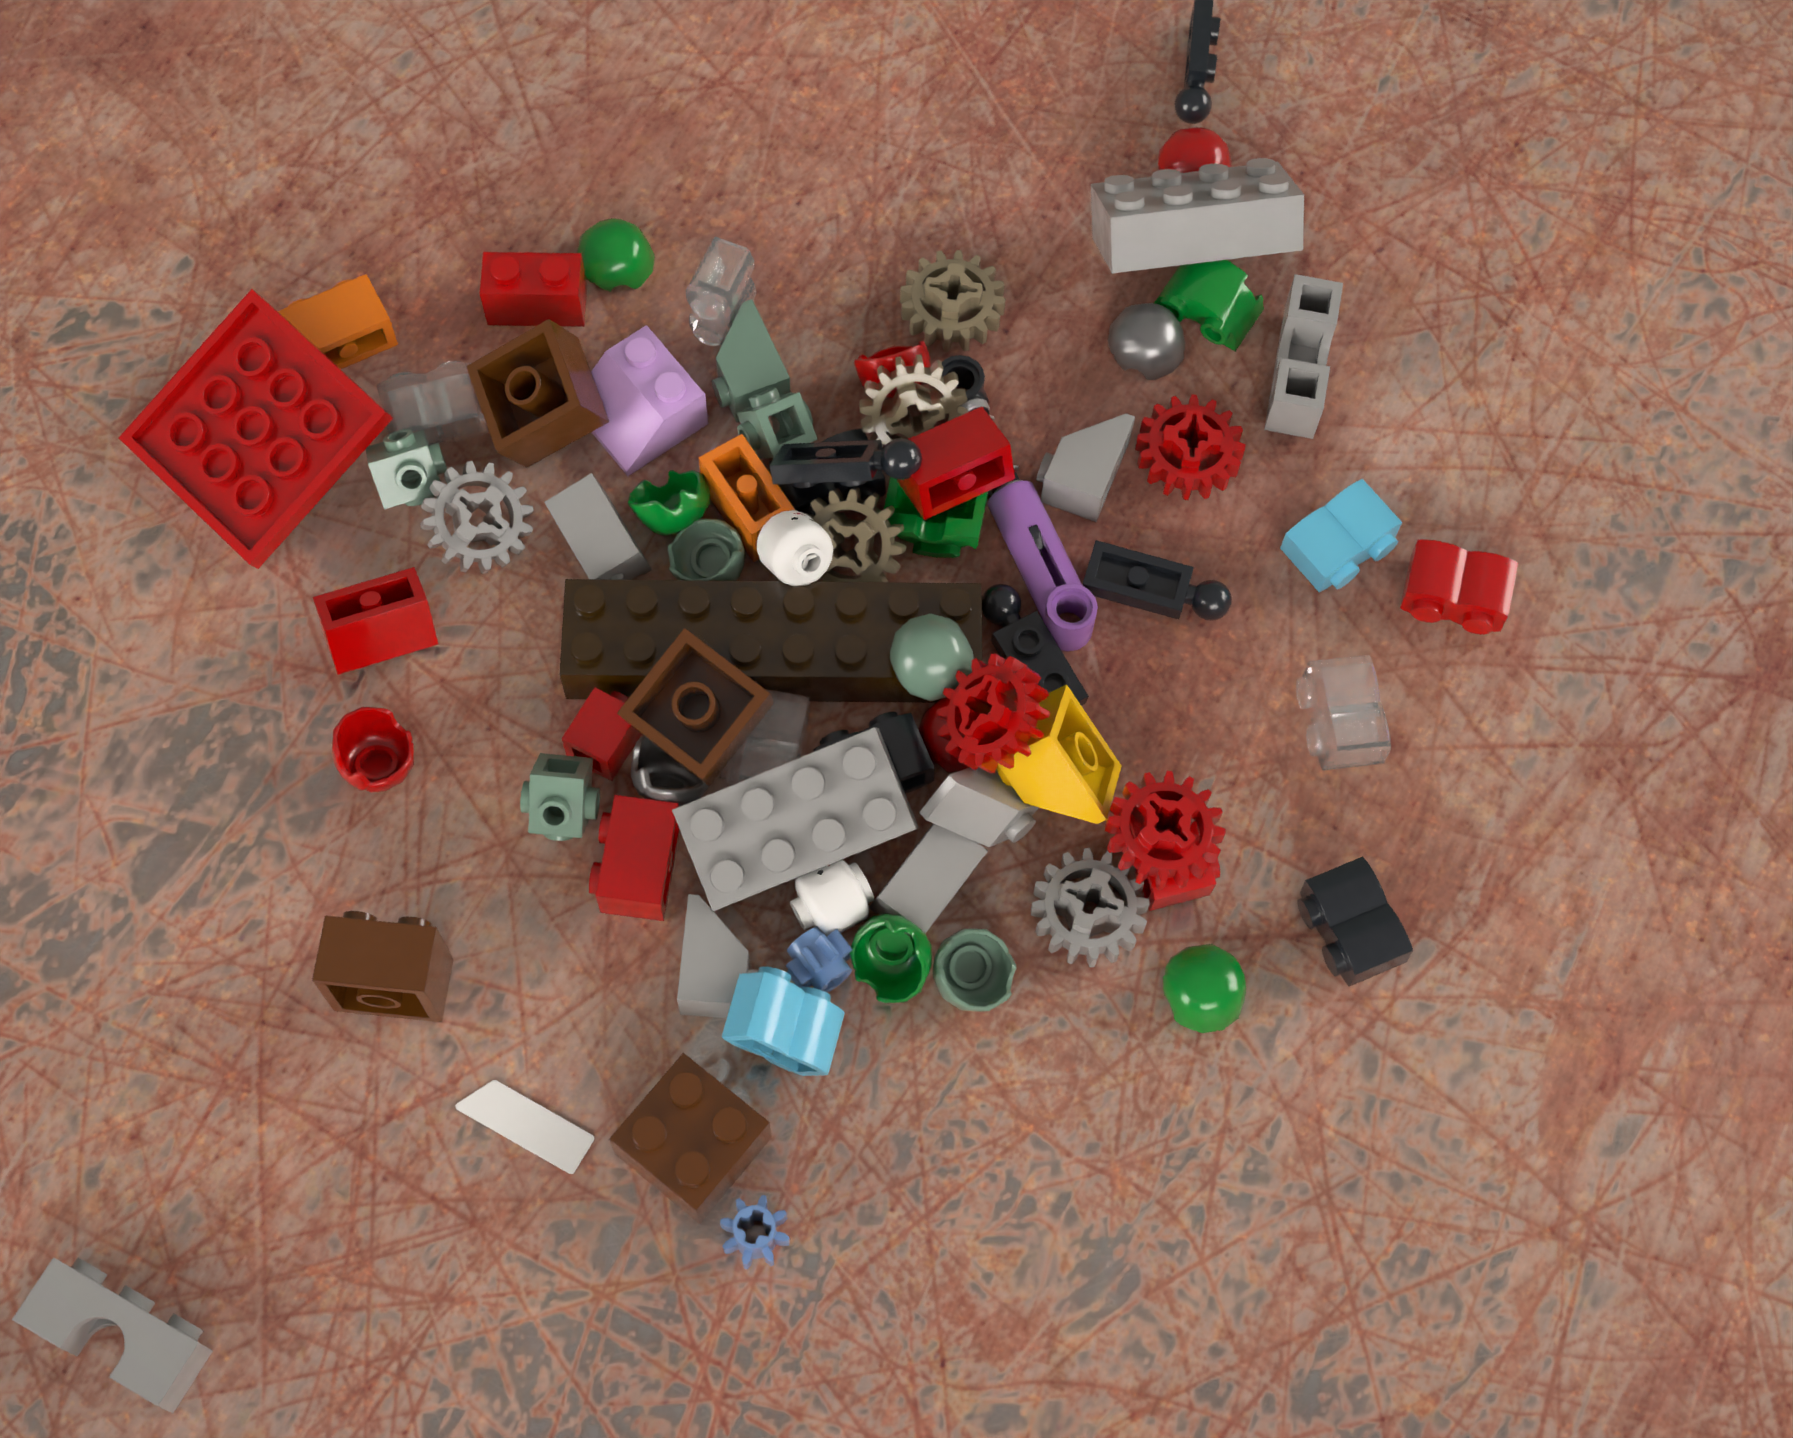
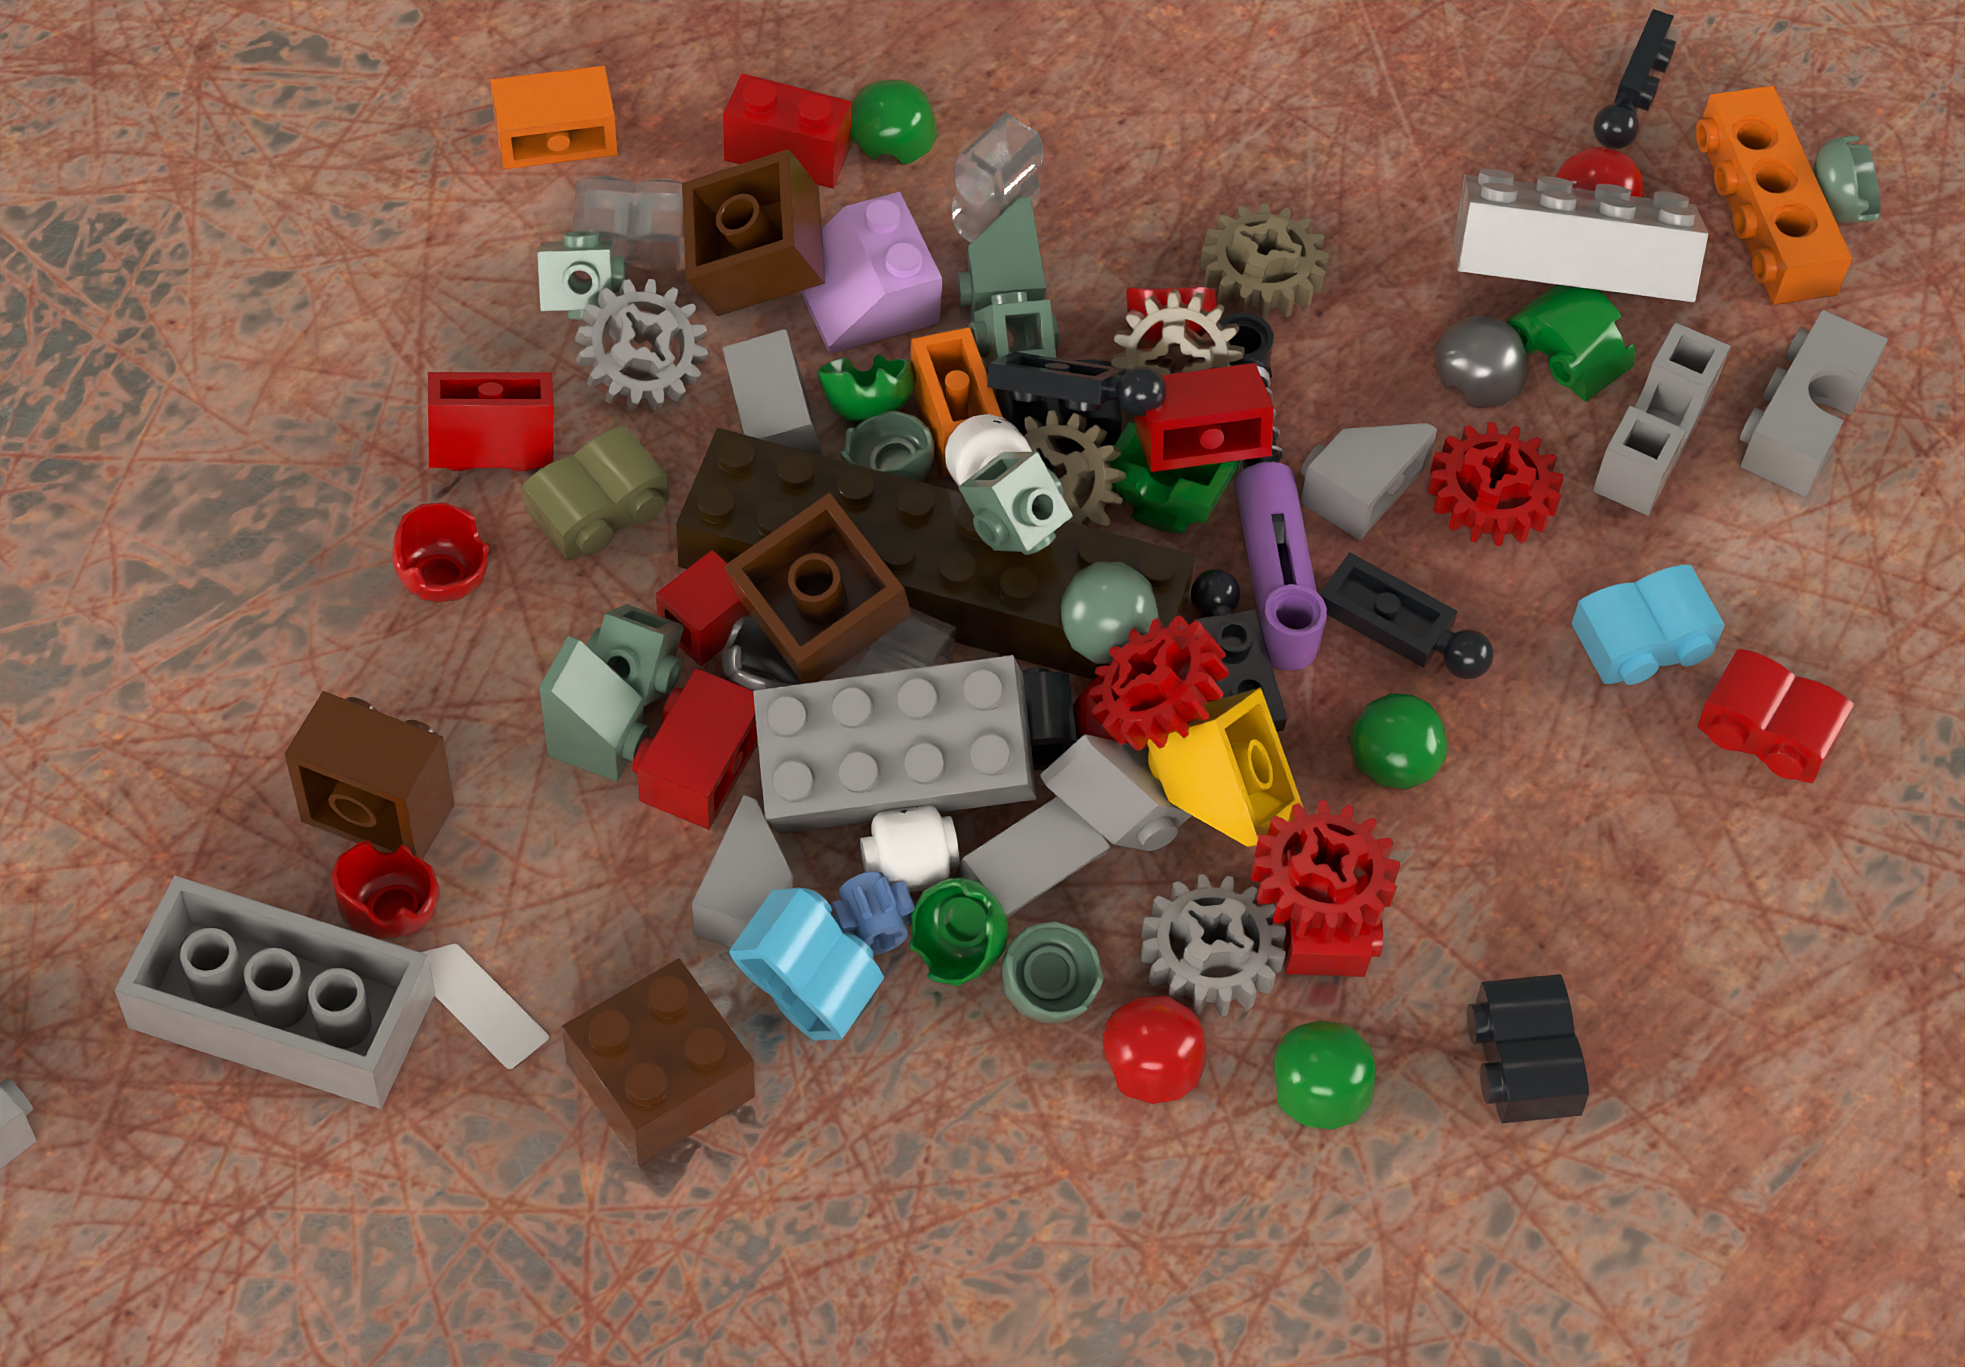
camera: 15 degrees right, 10 degrees down
(255, 428) = (427, 191): red plate -> none
(367, 1173) = (276, 991): none -> light grey brick
(425, 1058) = (384, 891): none -> red hair
(482, 658) = (596, 493): none -> olive brick
(544, 858) = (590, 713): none -> sand green slope
(764, 1244) = (703, 1201): medium blue gear -> none
(832, 587) = (1016, 502): none -> sand green brick
(1069, 1005) = (1155, 1048): none -> red hair
(1179, 689) = (1399, 741): none -> green hair
(1331, 132) = (1773, 195): none -> orange brick
(1344, 712) = (1590, 817): clear brick -> none
(1384, 106) = (1848, 180): none -> sand green hair
(1405, 341) = (1793, 434): none -> light grey arch

